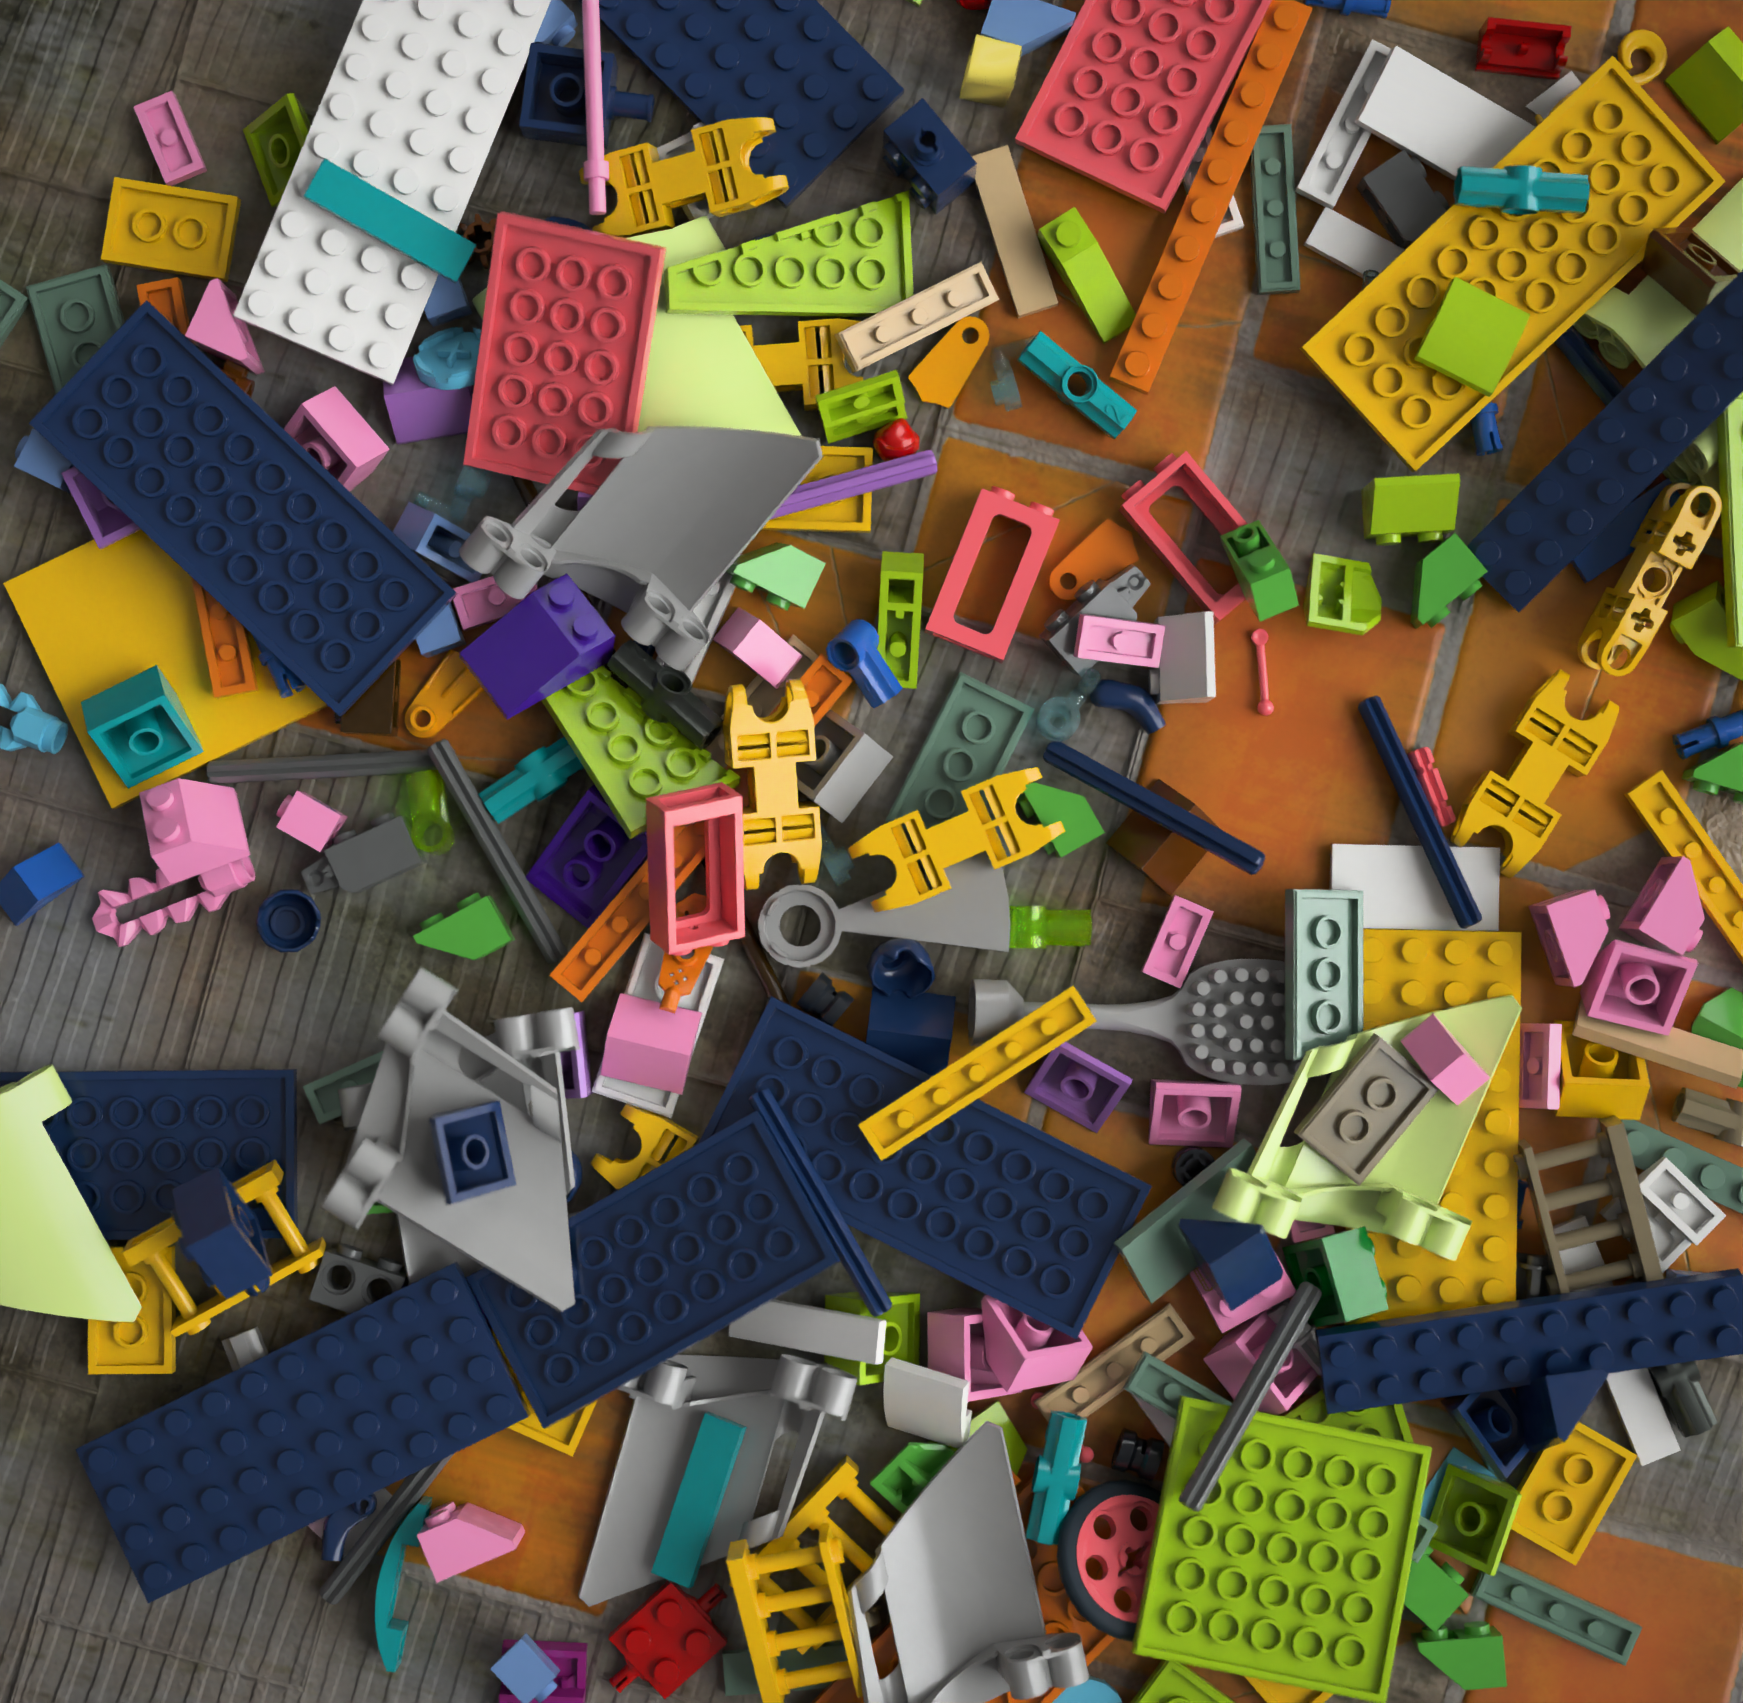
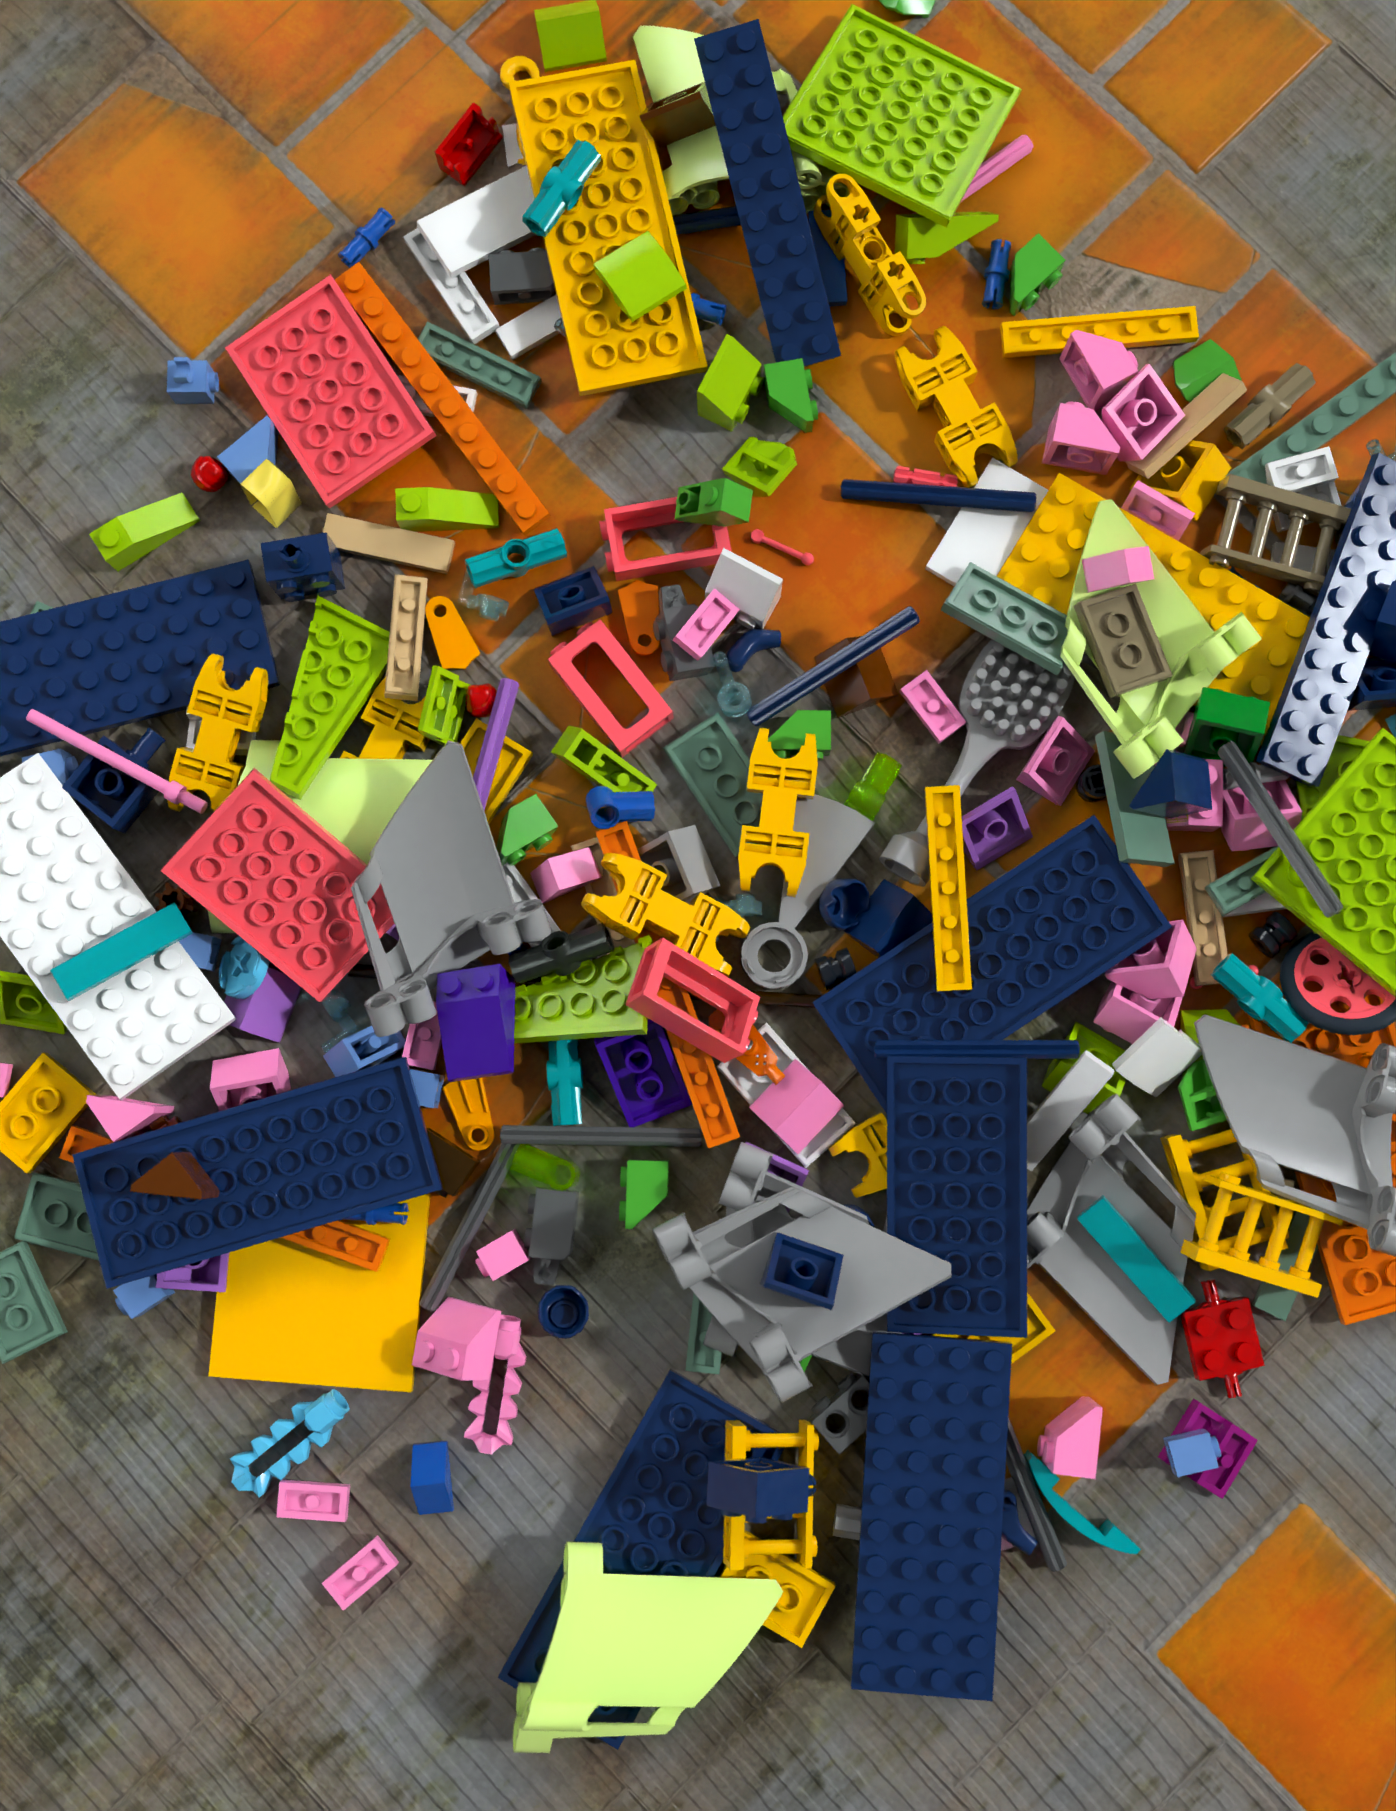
camera: 55 degrees left, 5 degrees down
(141, 726) = (366, 1336): teal slope -> none
(185, 433) = (177, 1176): none -> reddish brown slope
(1067, 475) = (573, 601): none -> dark blue slope

